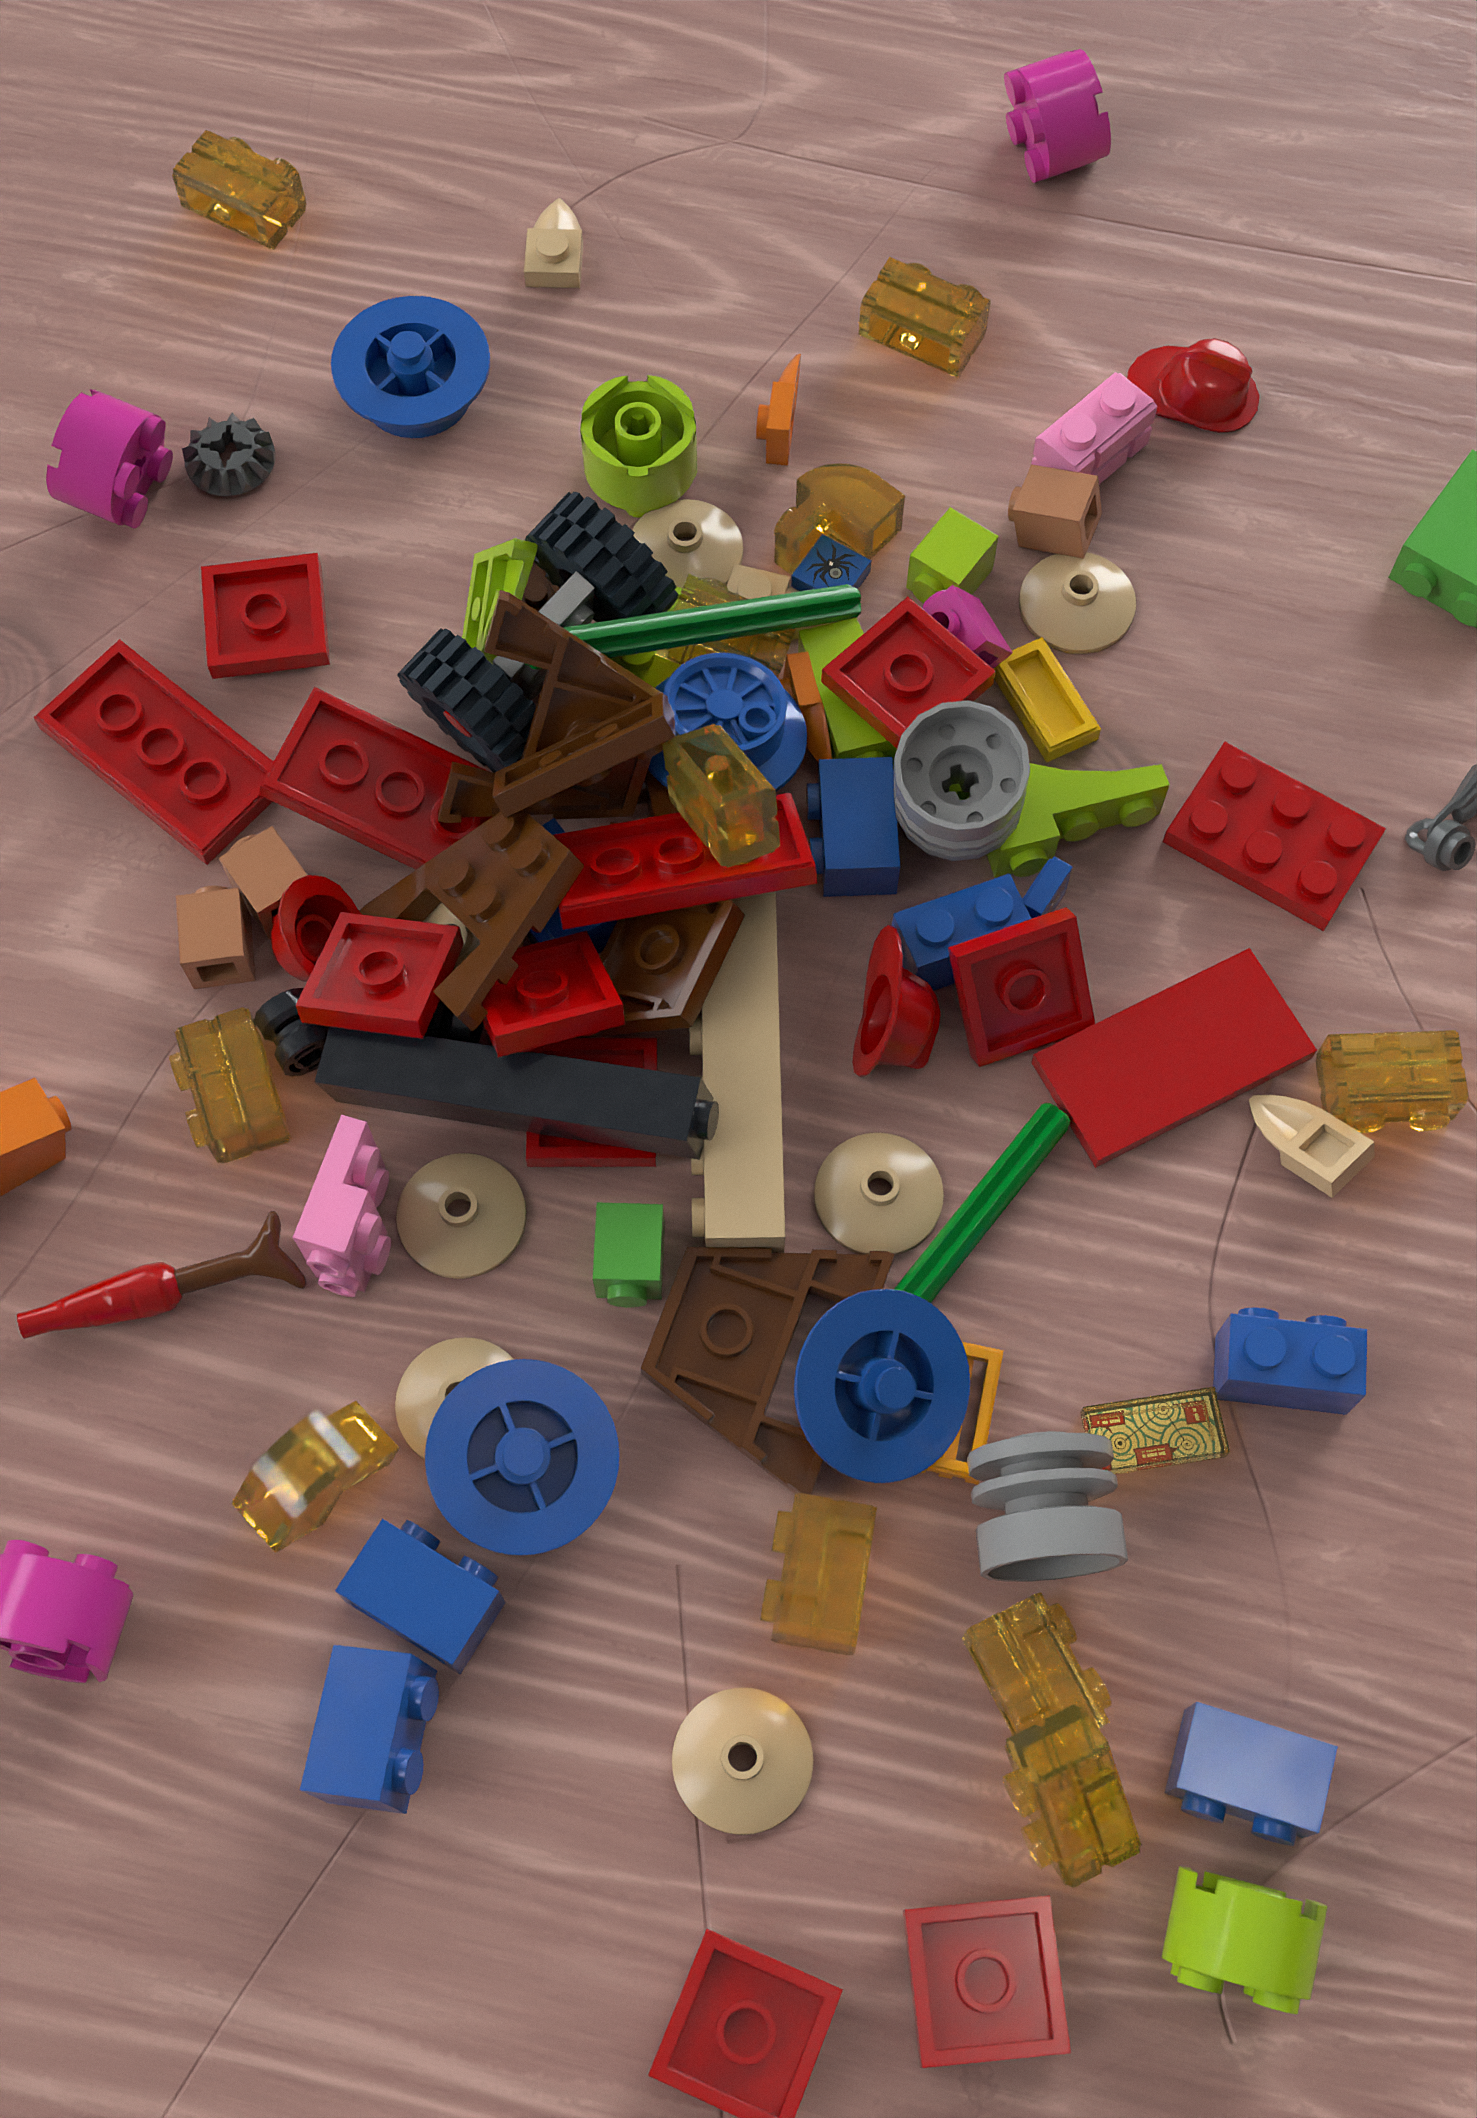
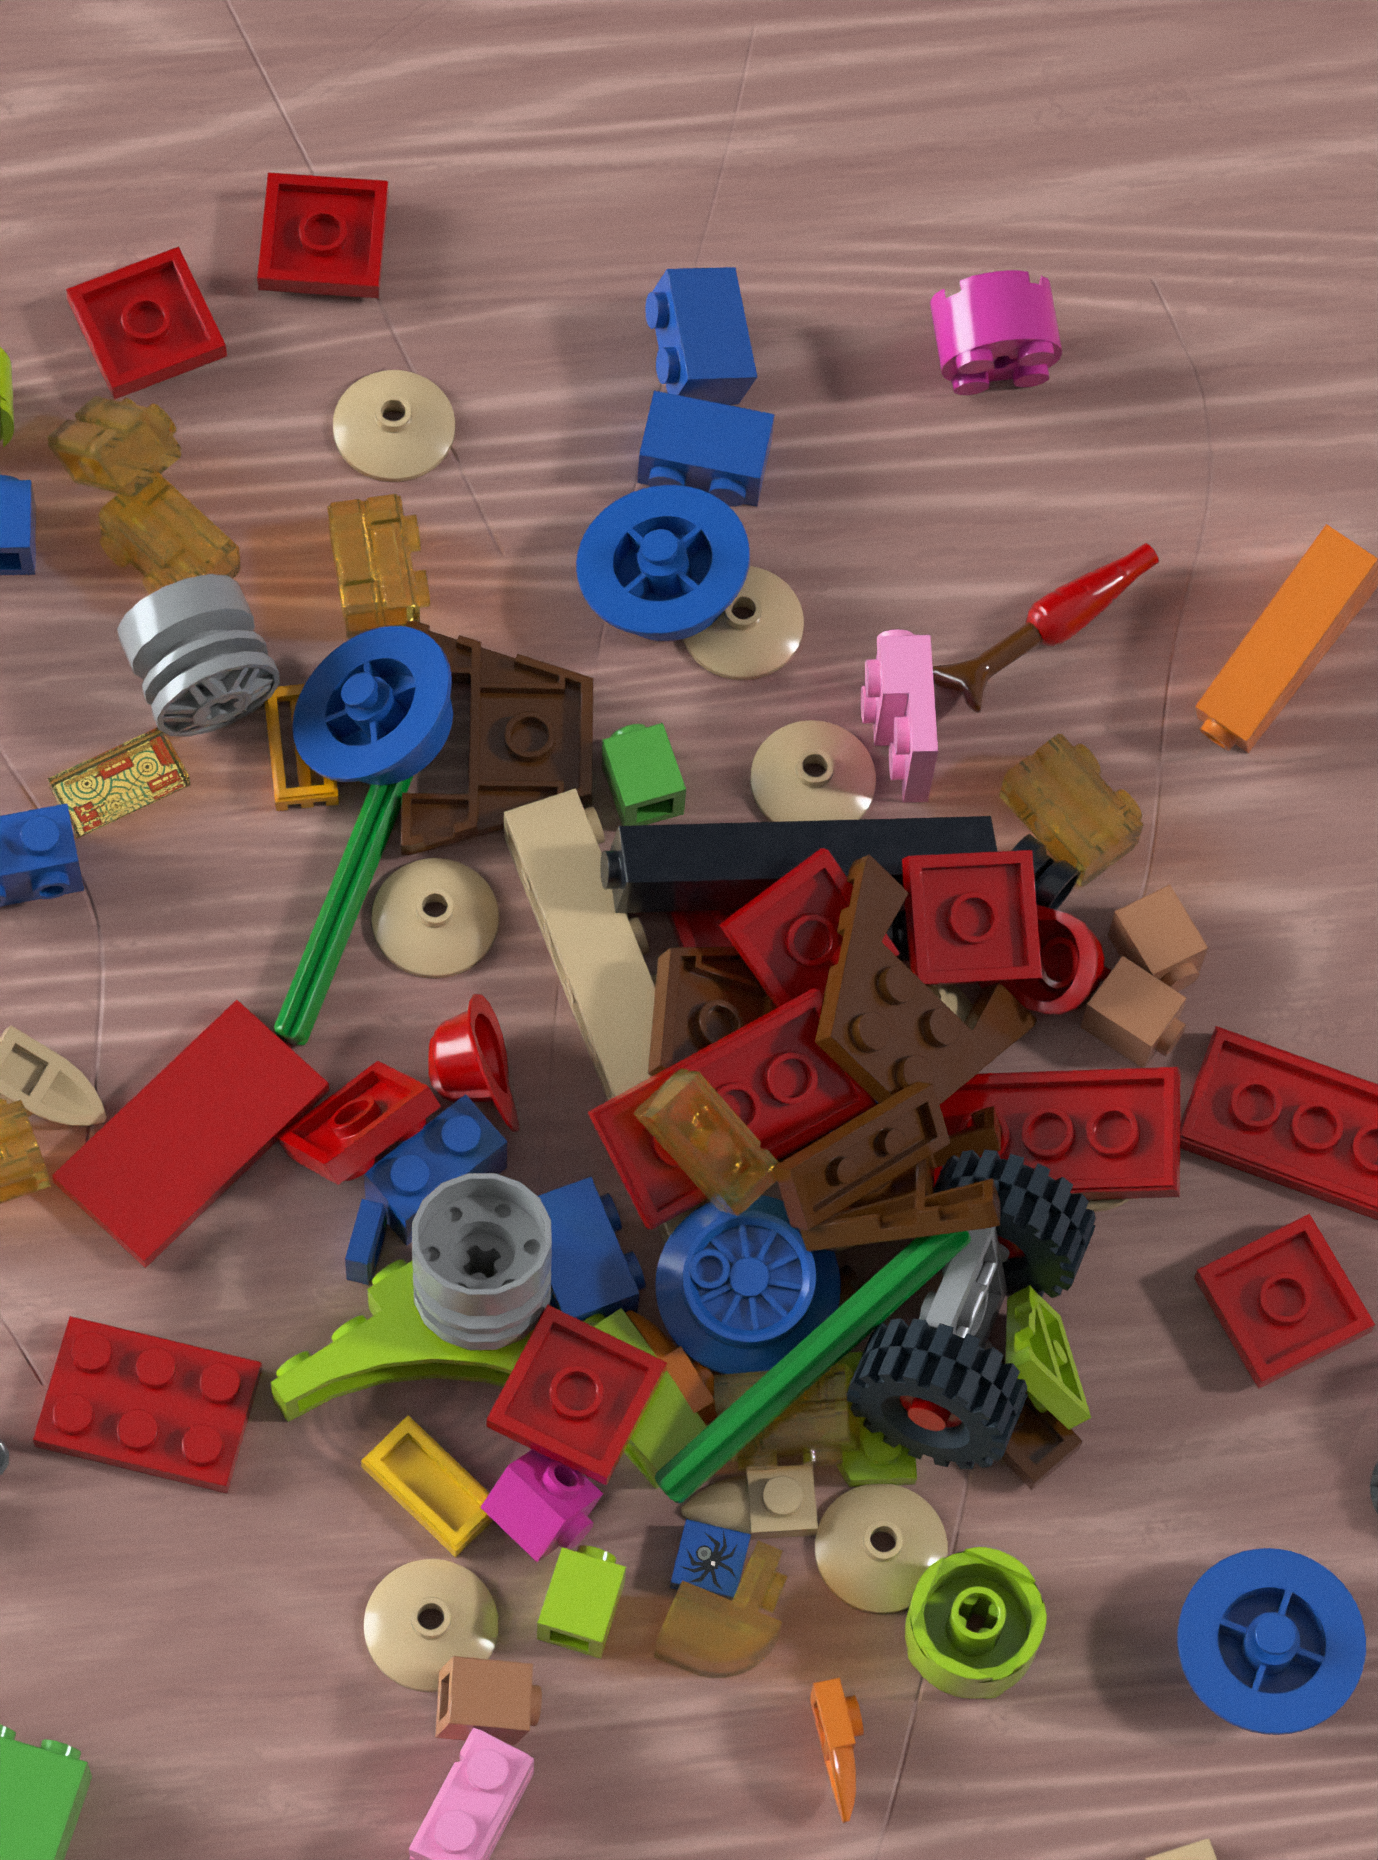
camera: 155 degrees right, 0 degrees up
(308, 1471) = (834, 509): clear yellow brick -> none

